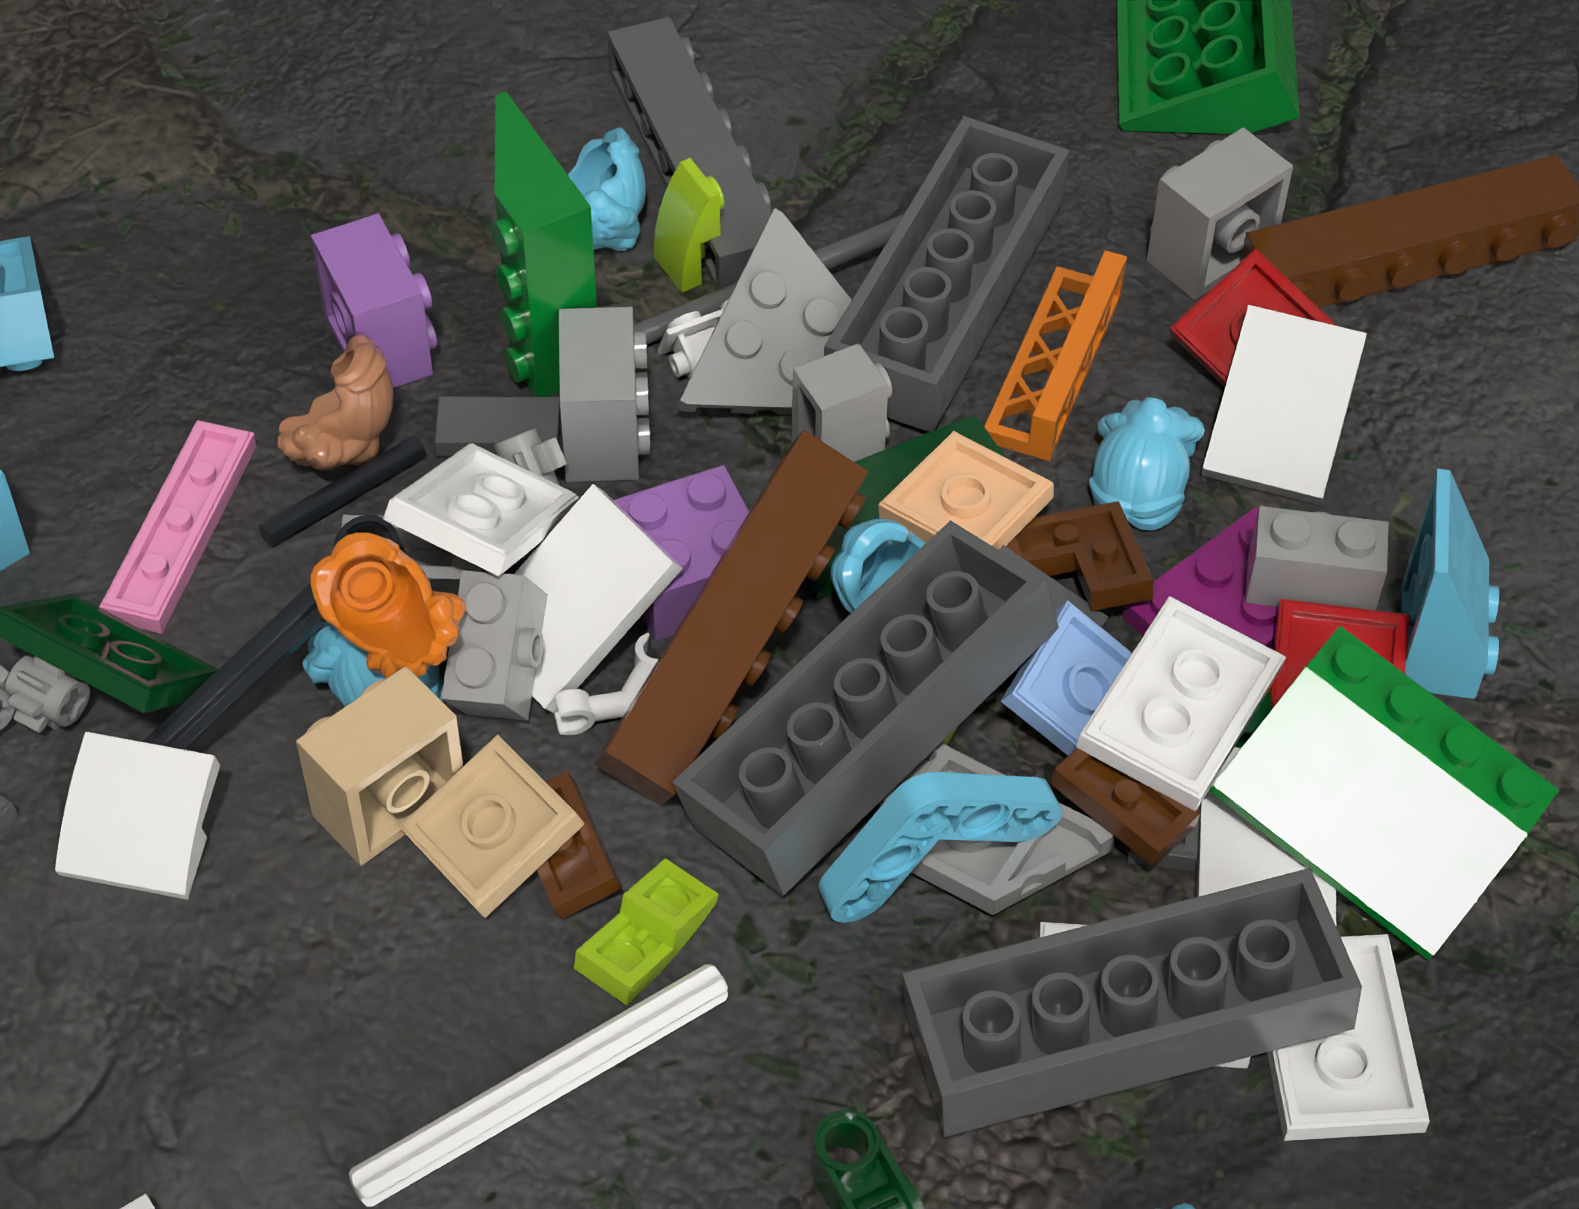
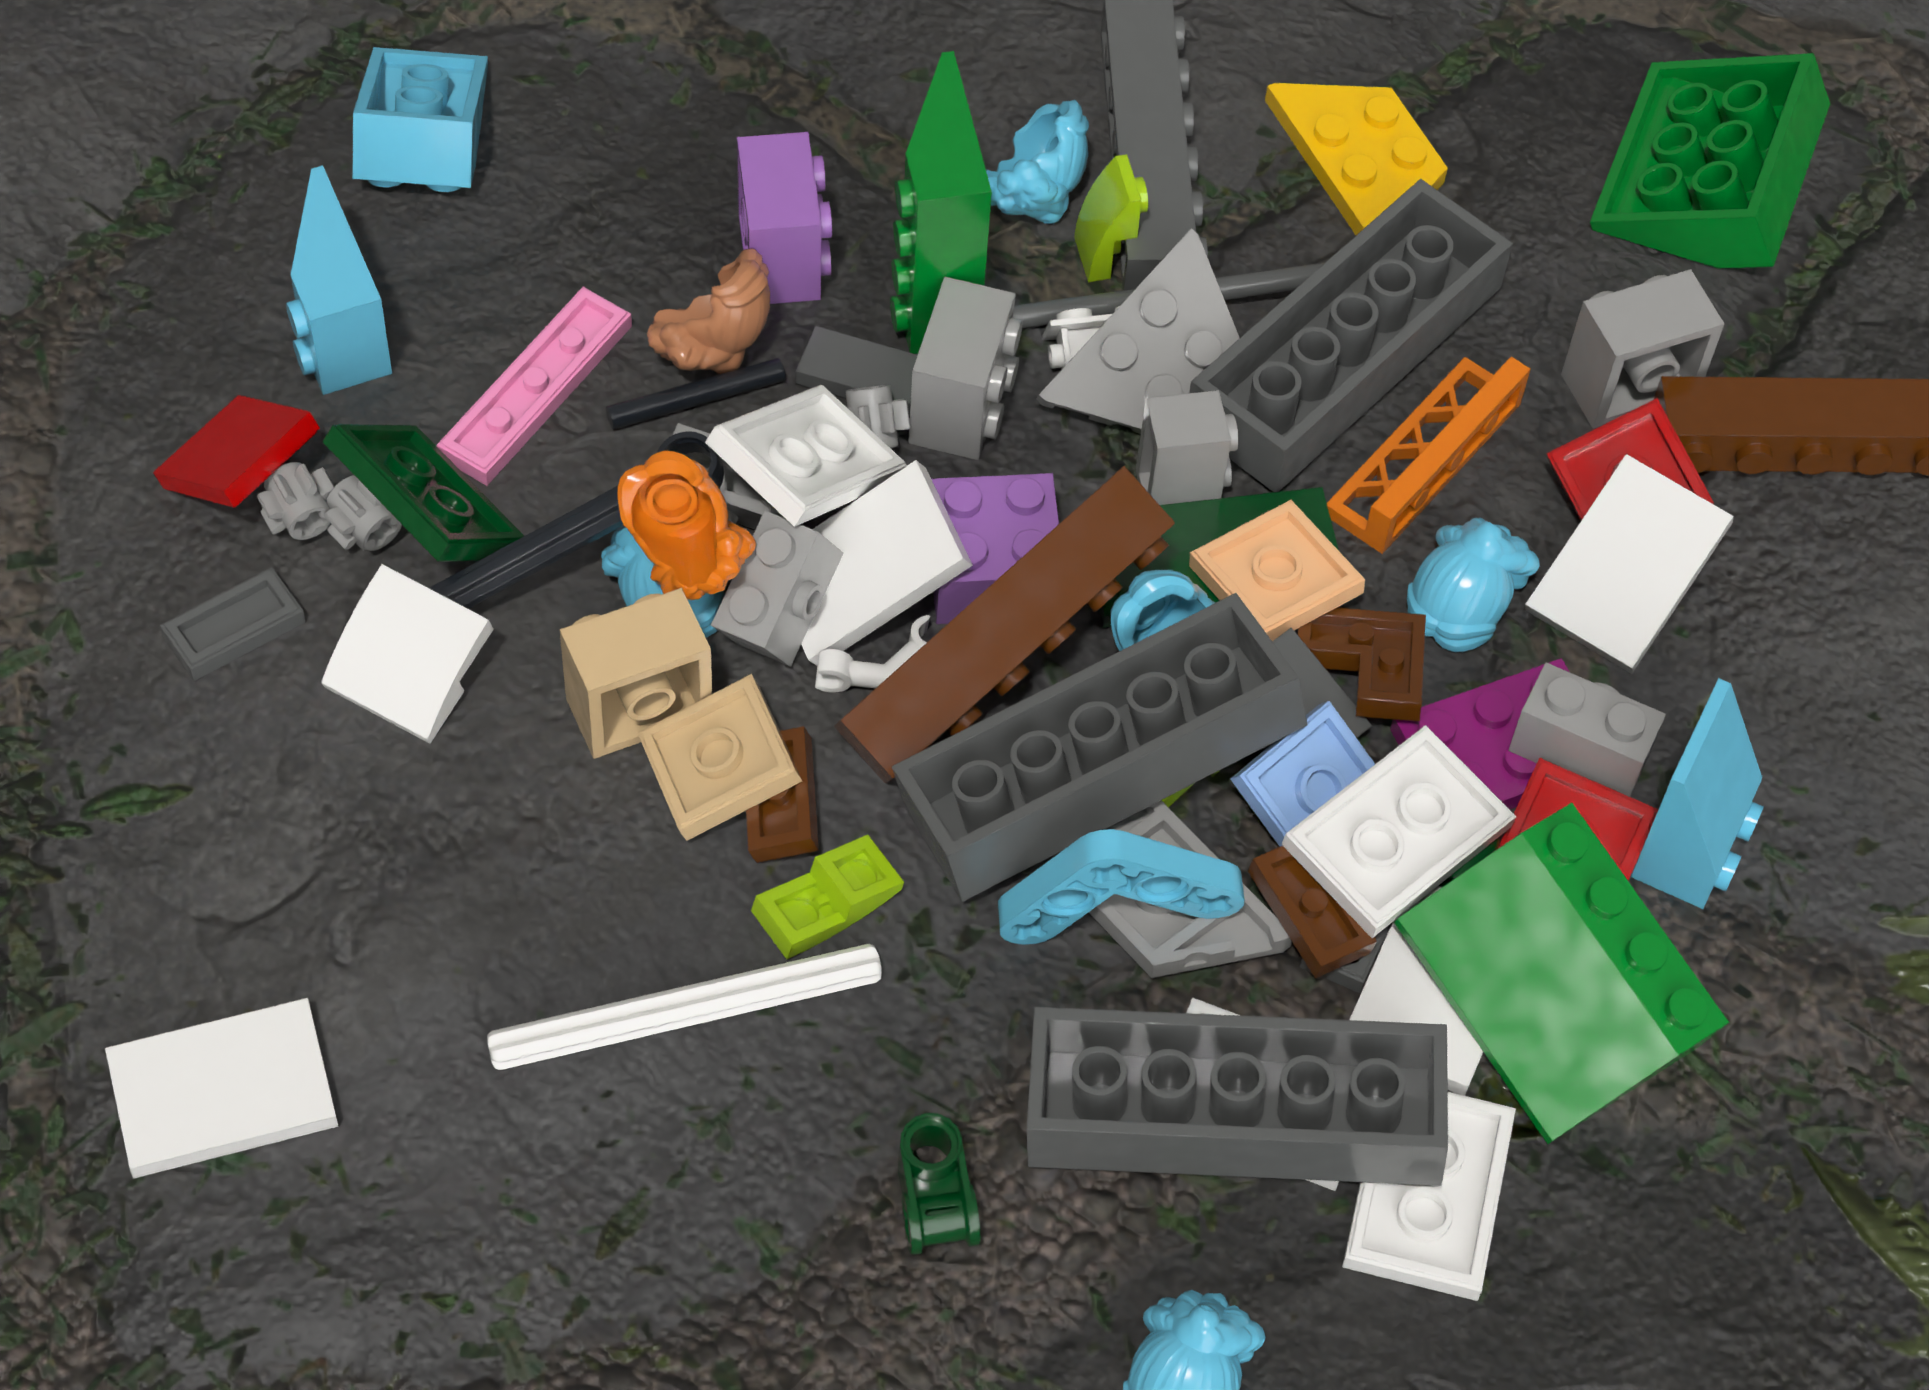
camera: 15 degrees right, 5 degrees up
(884, 111) = (1356, 144): none -> yellow wing

